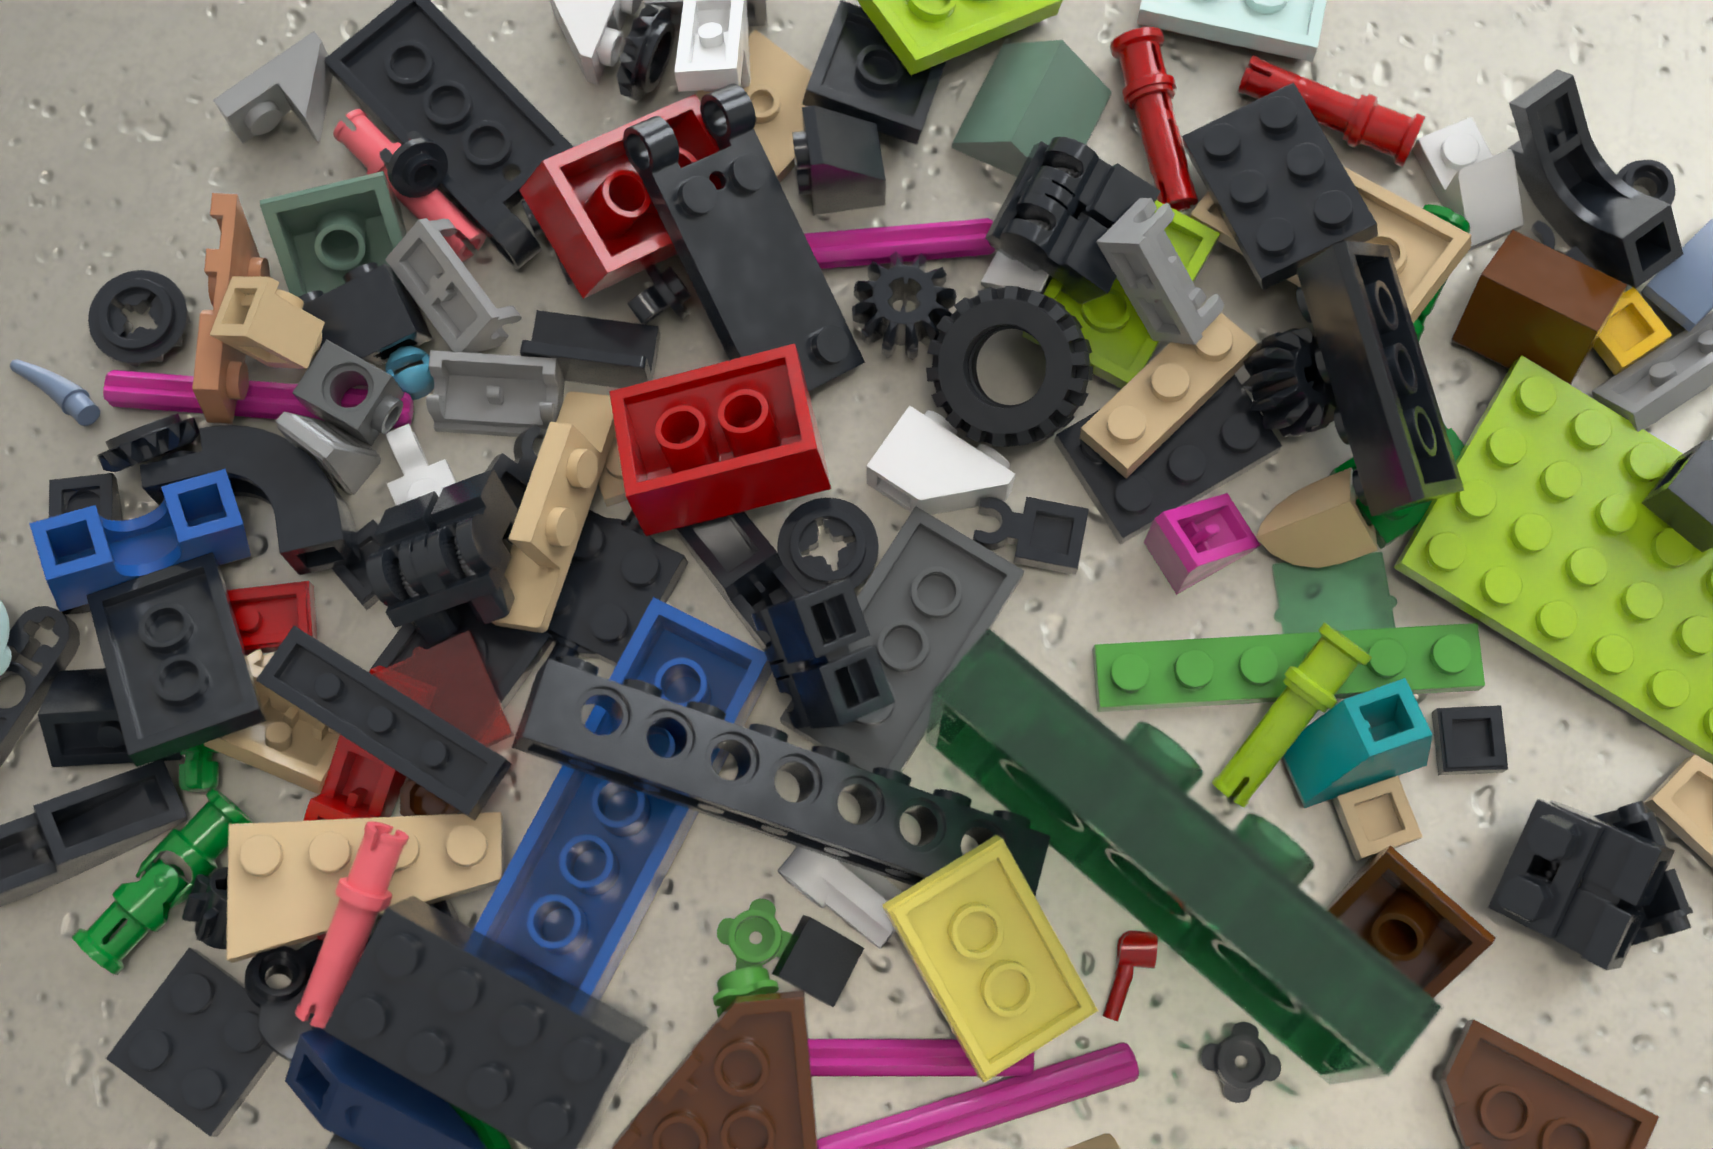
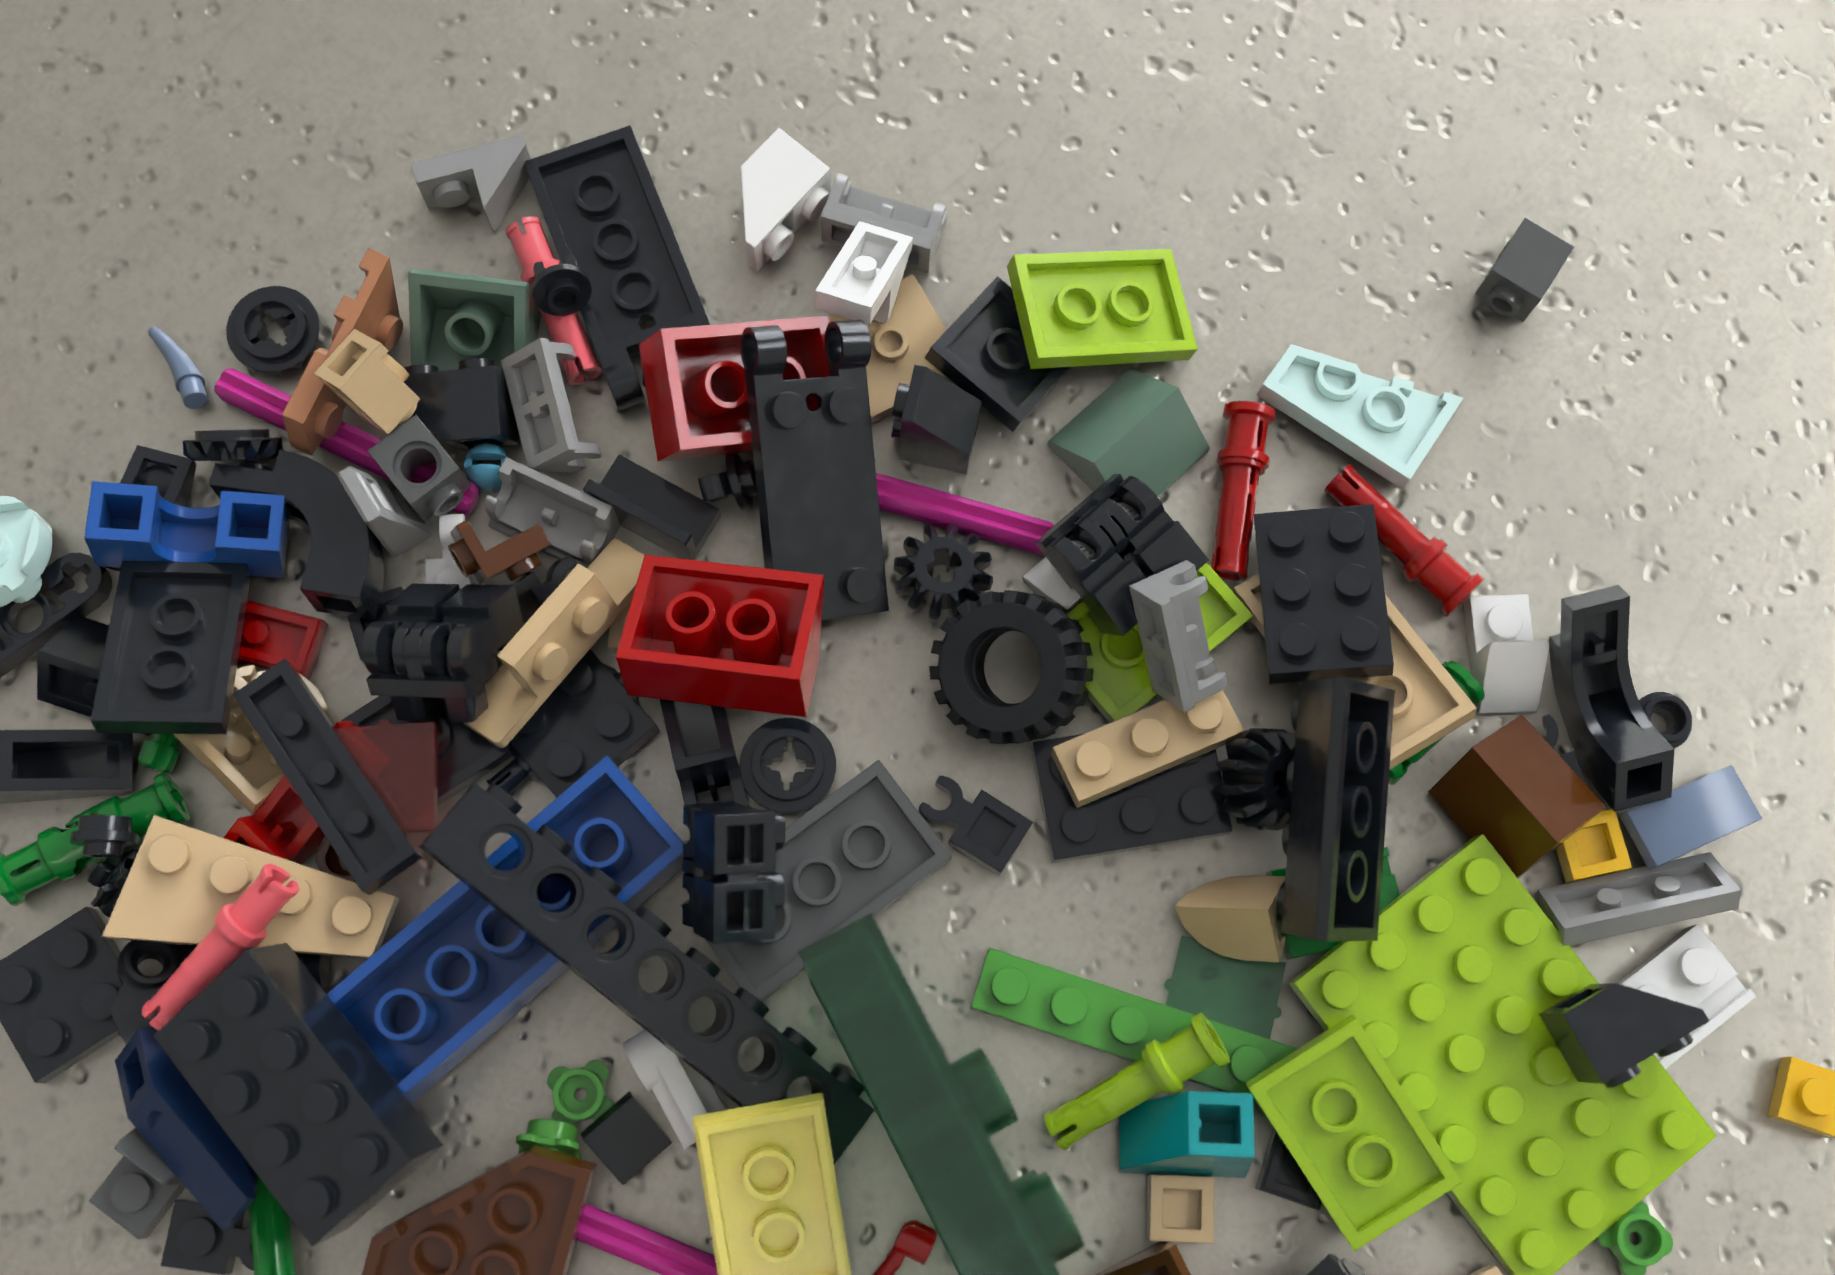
camera: 15 degrees right, 0 degrees up
(185, 865) = (104, 835): none -> black plate
(476, 445) = (512, 556): none -> reddish brown bracket
(646, 52) = (805, 259): black gear -> none
(935, 469) = (908, 733): white slope -> none
(1199, 540) = (1124, 888): dark pink slope -> none
(1513, 679) = (1353, 1132): none -> lime plate

